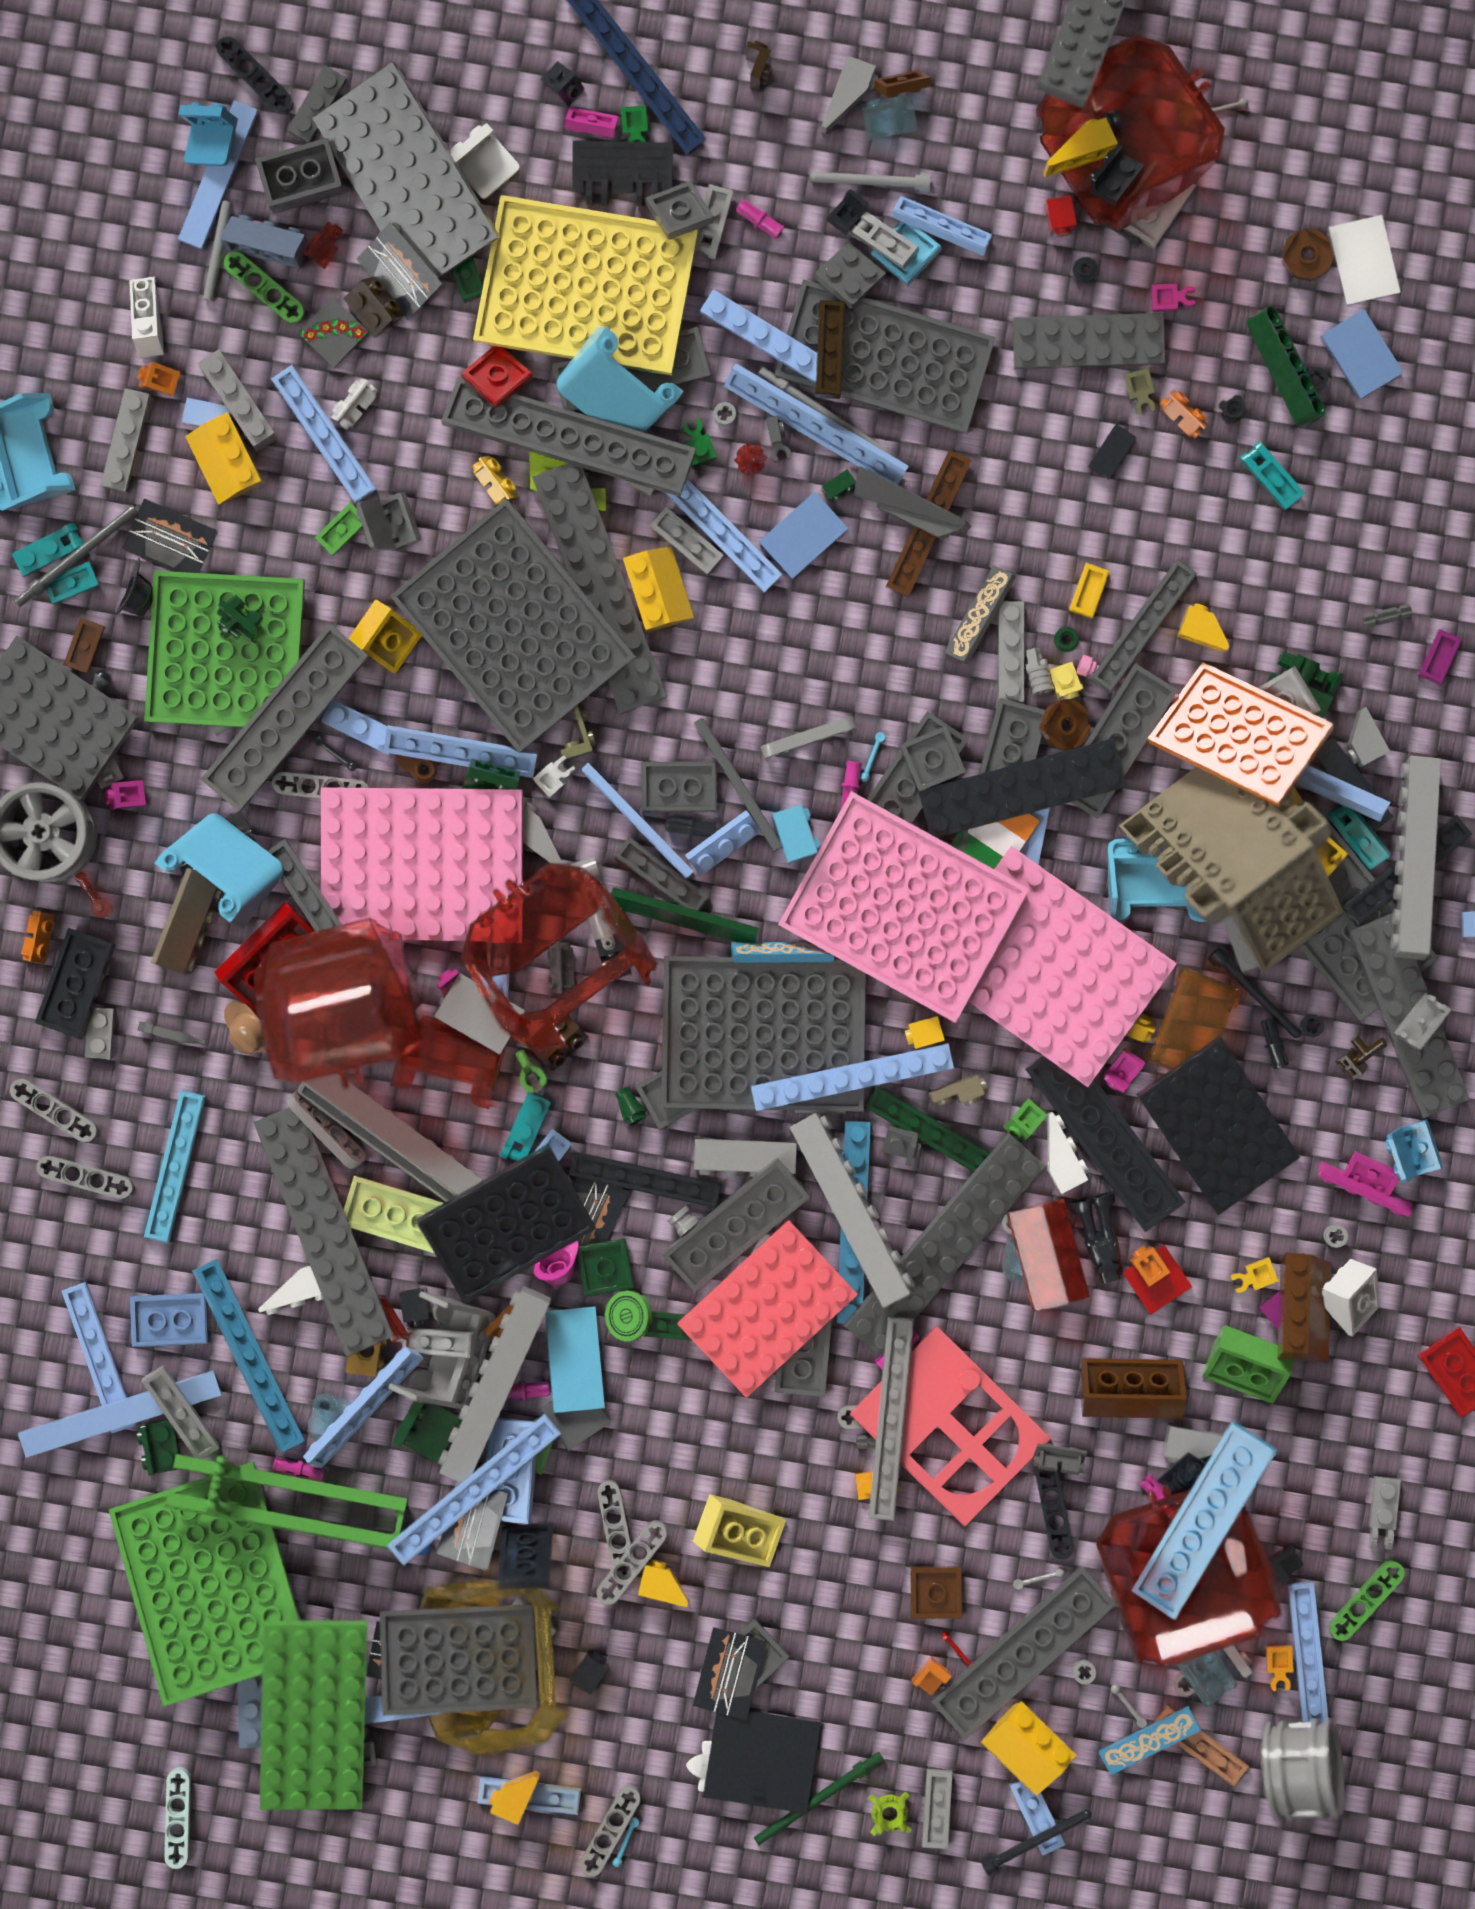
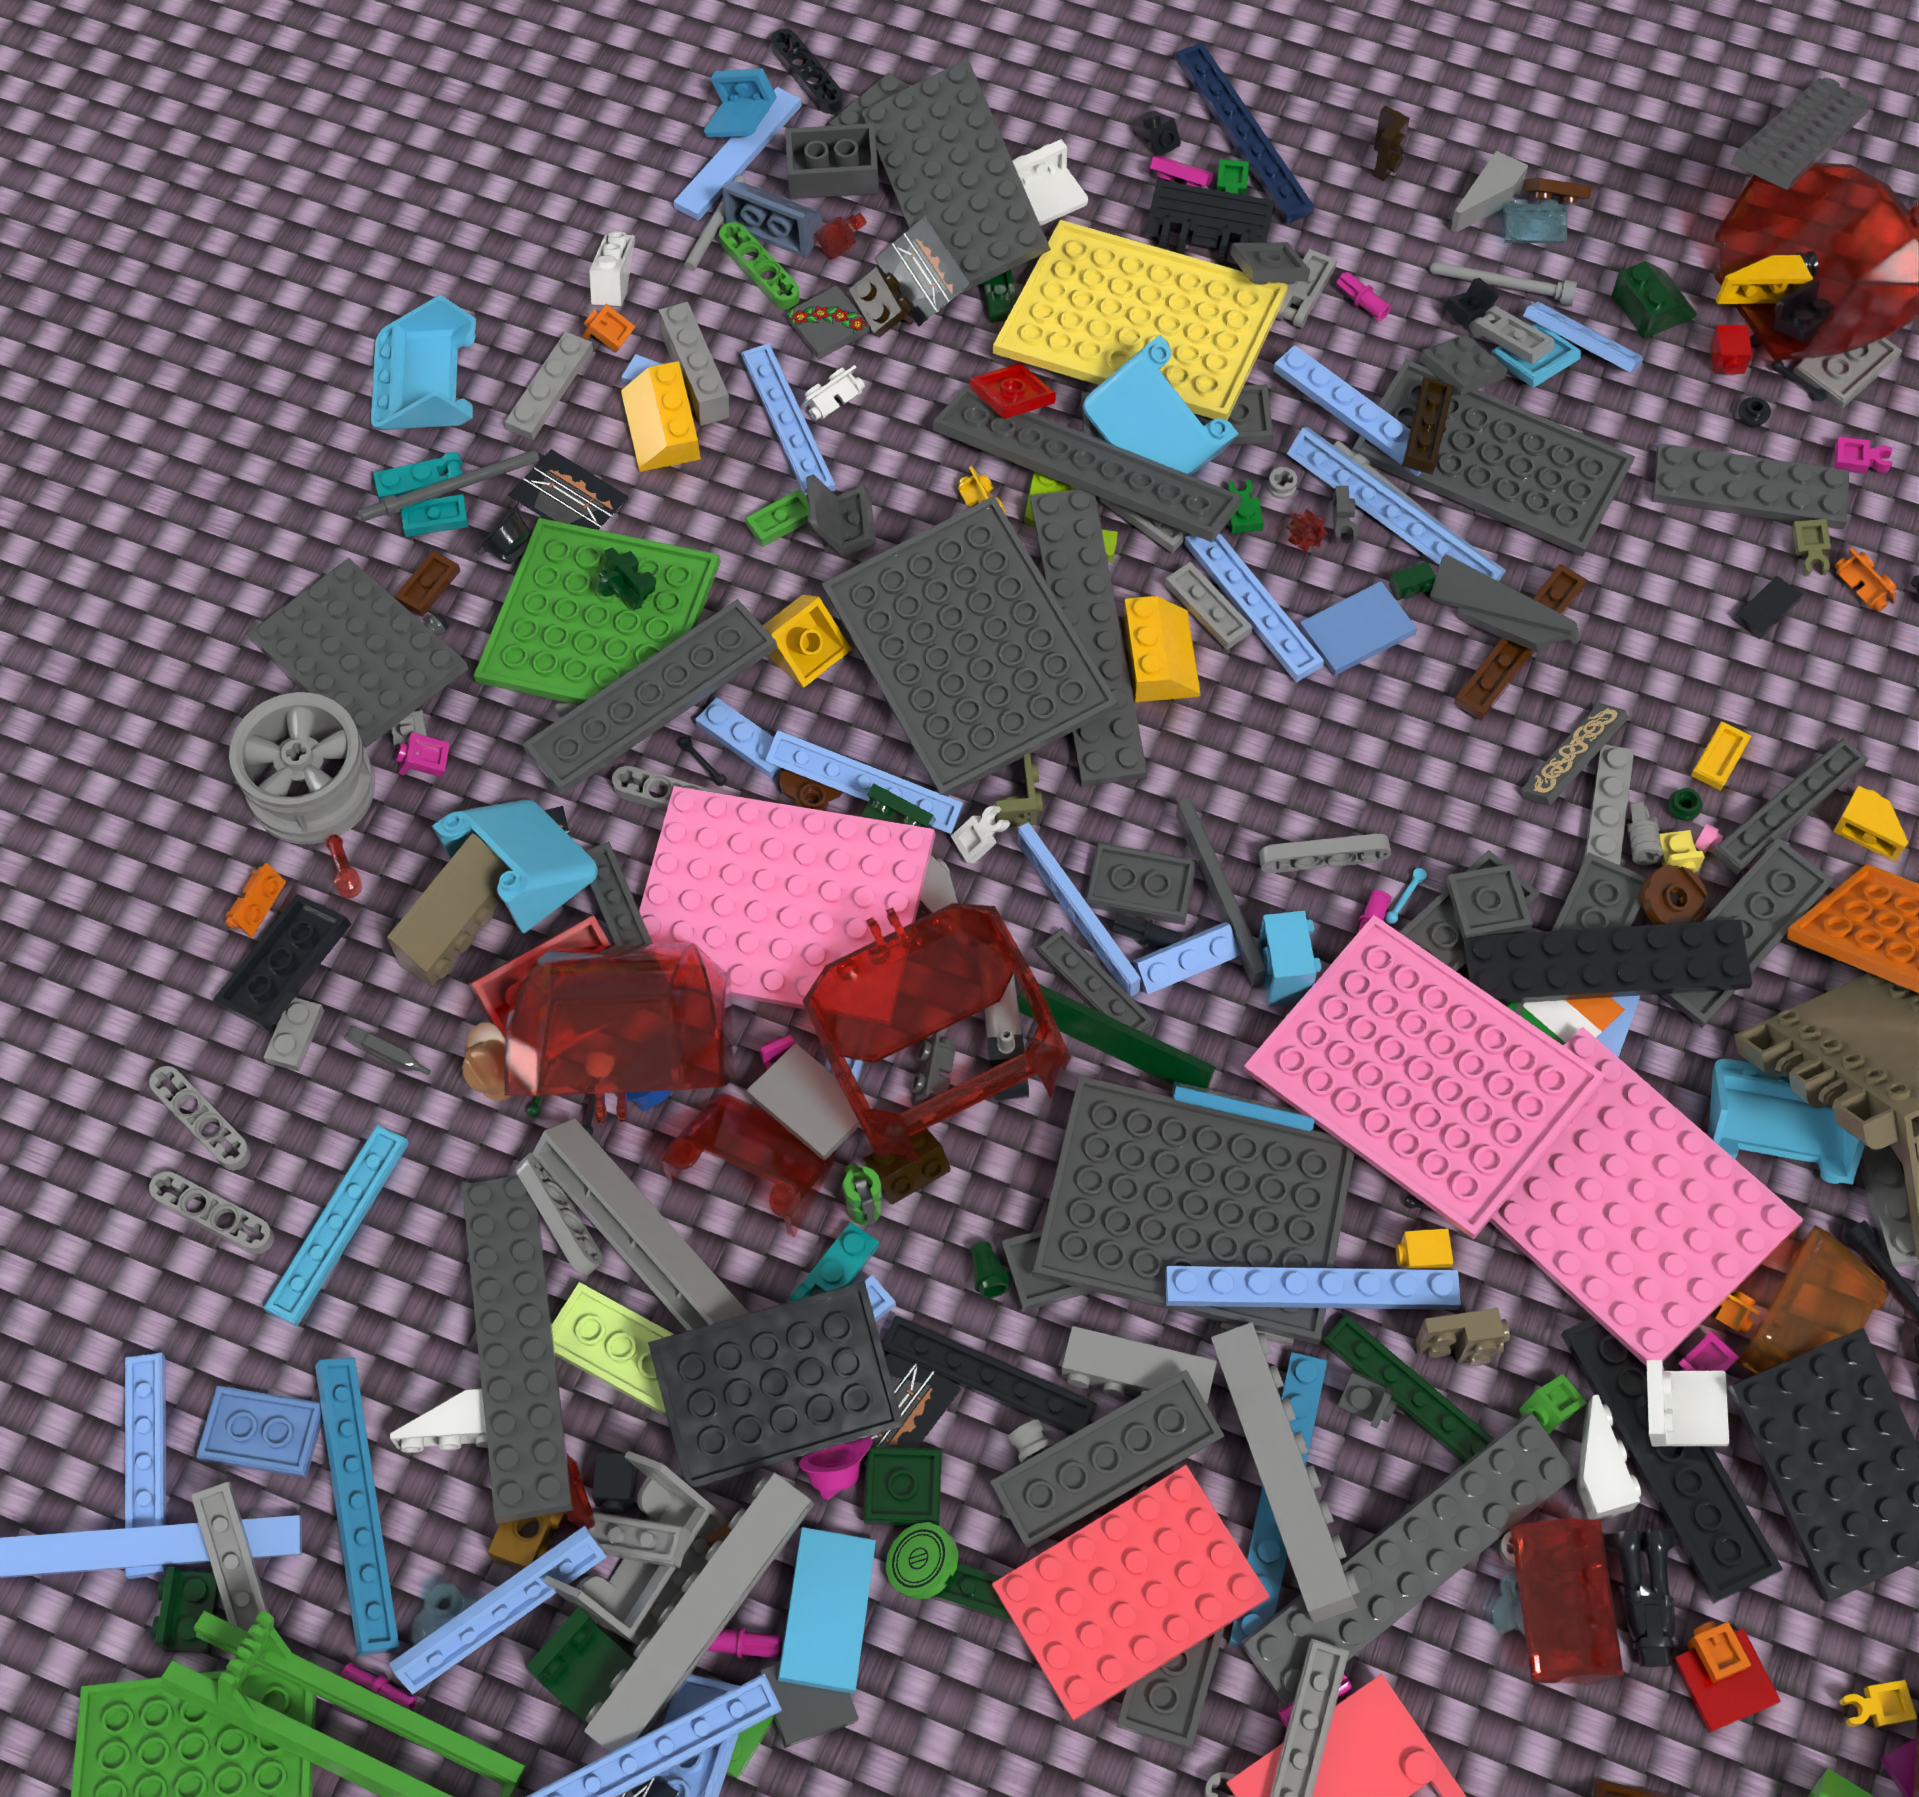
camera: 15 degrees right, 25 degrees down
(994, 175) = (1651, 299): none -> dark green slope
(1111, 1111) = (1687, 1407): none -> white bracket

